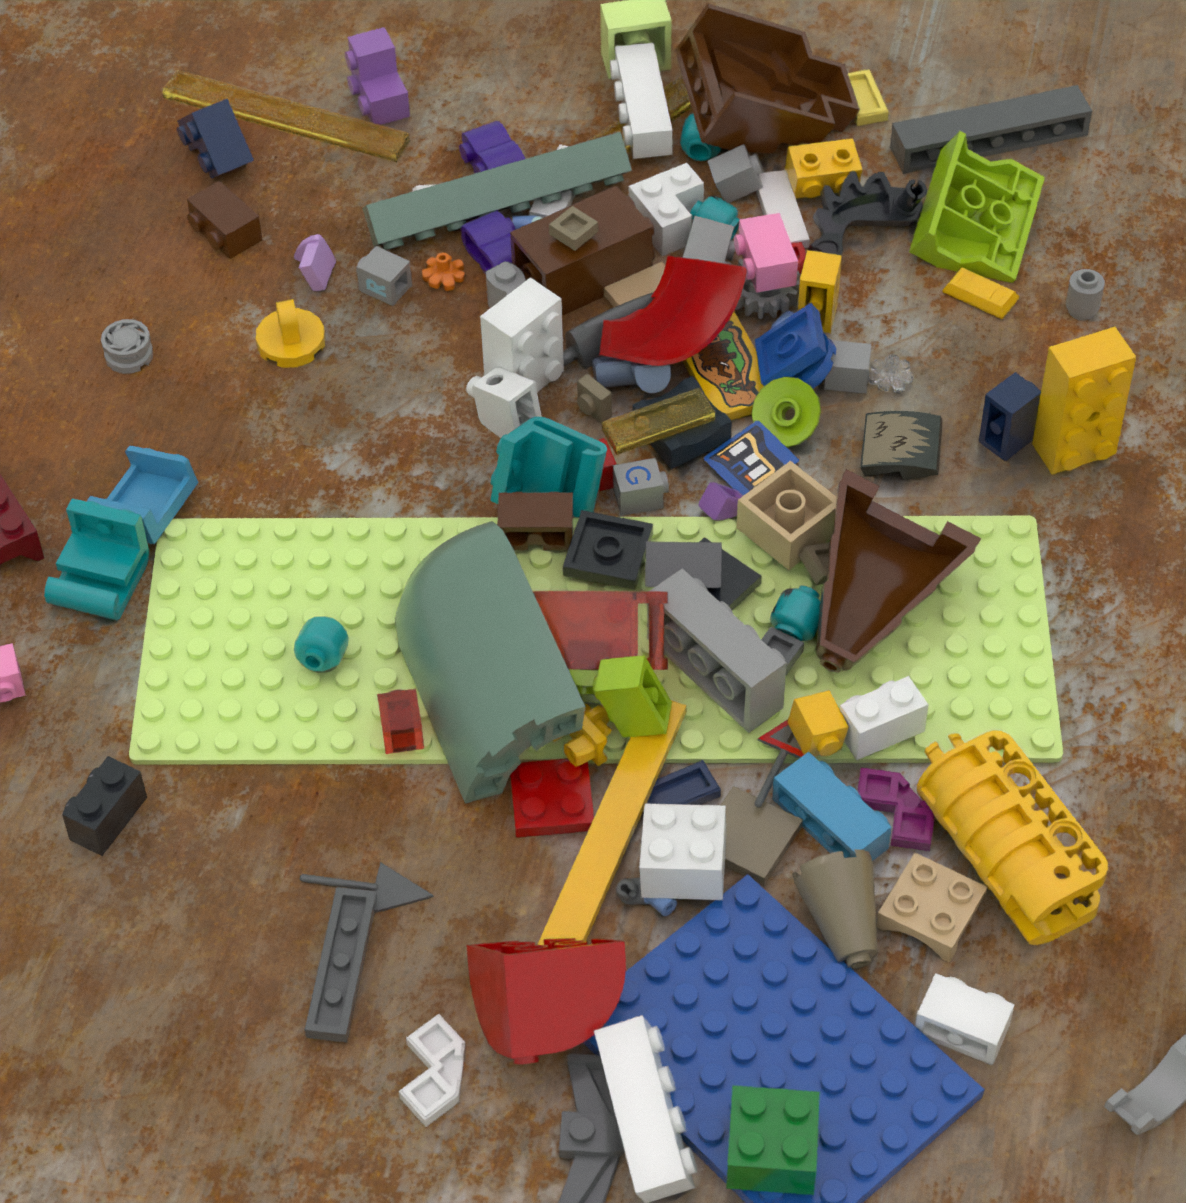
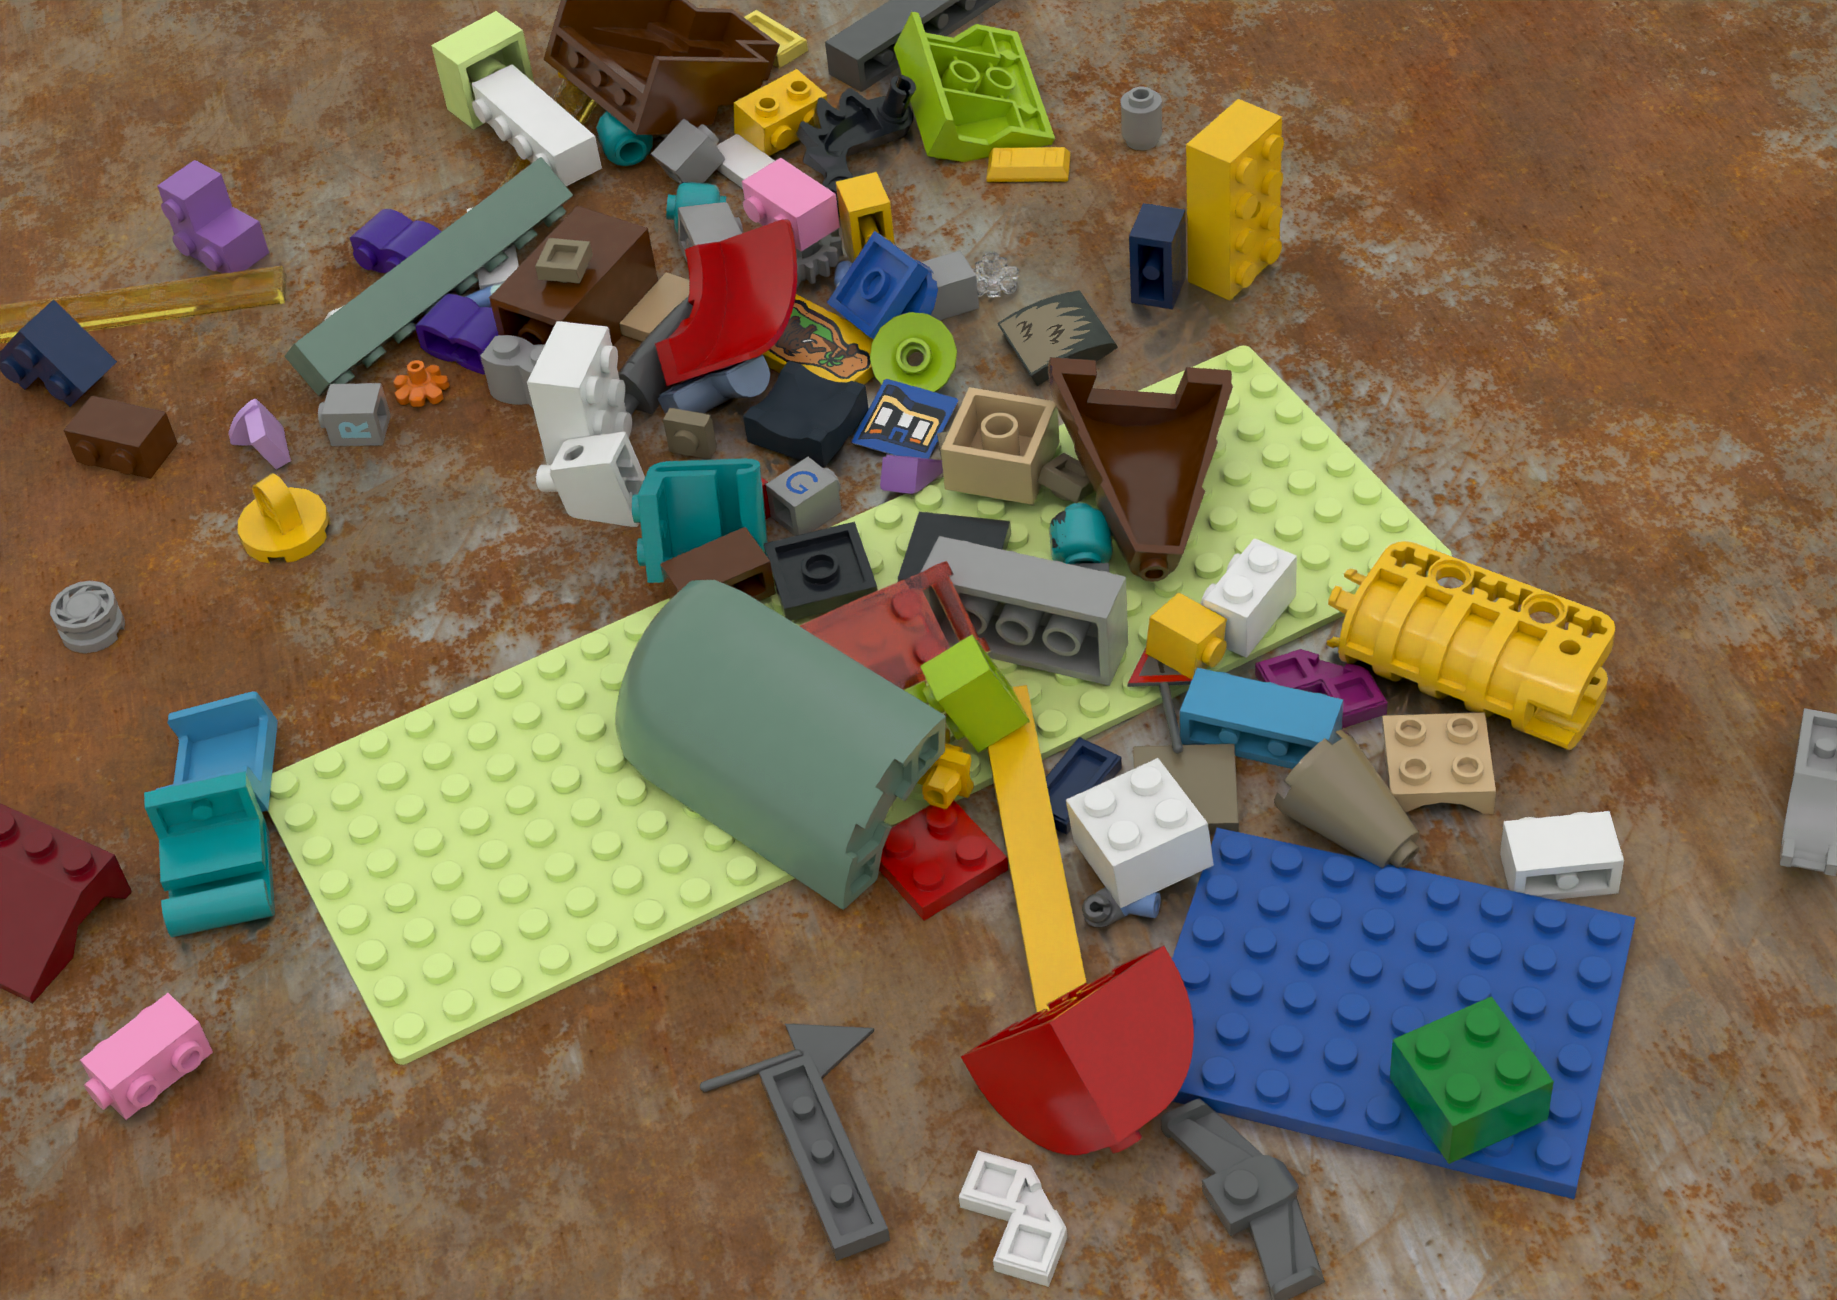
camera: 25 degrees left, 5 degrees down
(104, 805) = (404, 1123): black brick -> none
(321, 644) = (557, 817): teal head -> none
(400, 721) = (711, 854): clear red brick -> none
(645, 1110) = (1300, 1124): white brick -> none
(658, 421) = (786, 417): clear yellow tile -> none
(668, 204) = (641, 198): white brick -> none
(698, 559) = (906, 545): dark grey brick -> none

